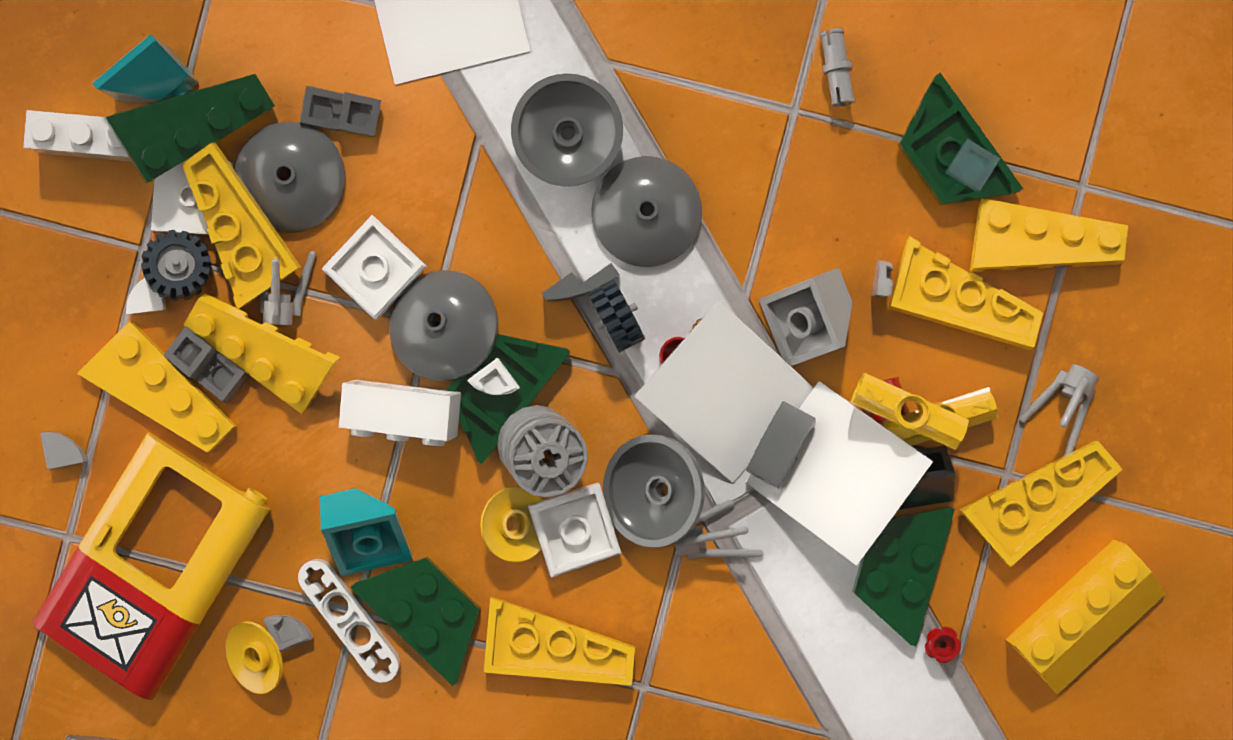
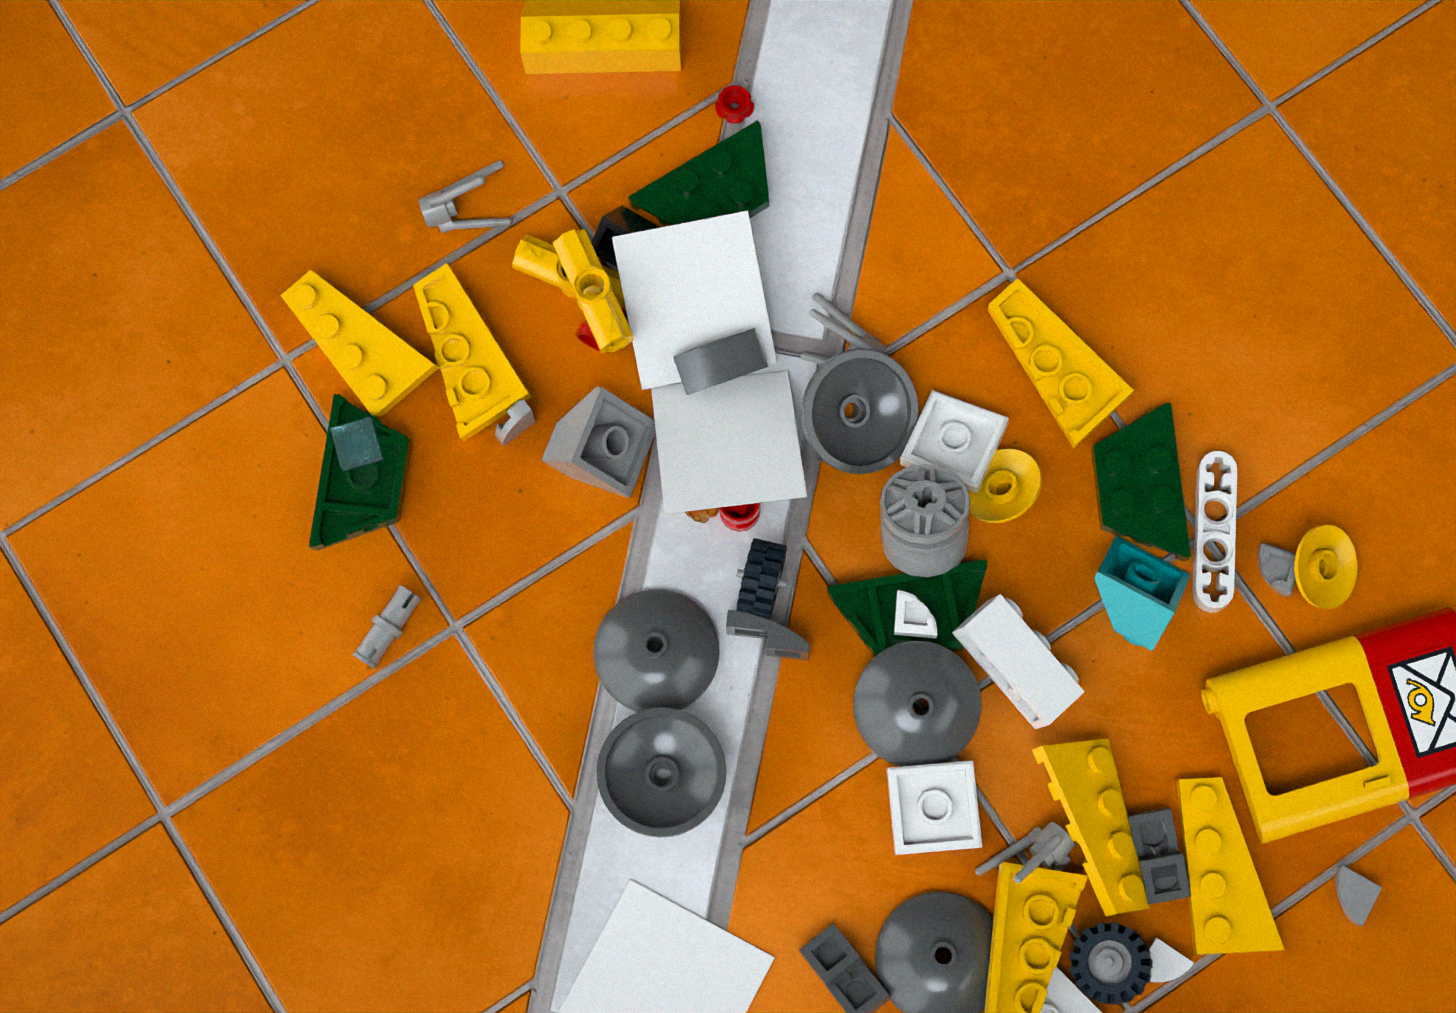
camera: 140 degrees left, 15 degrees down
(1034, 505) = (562, 147): yellow wing -> none

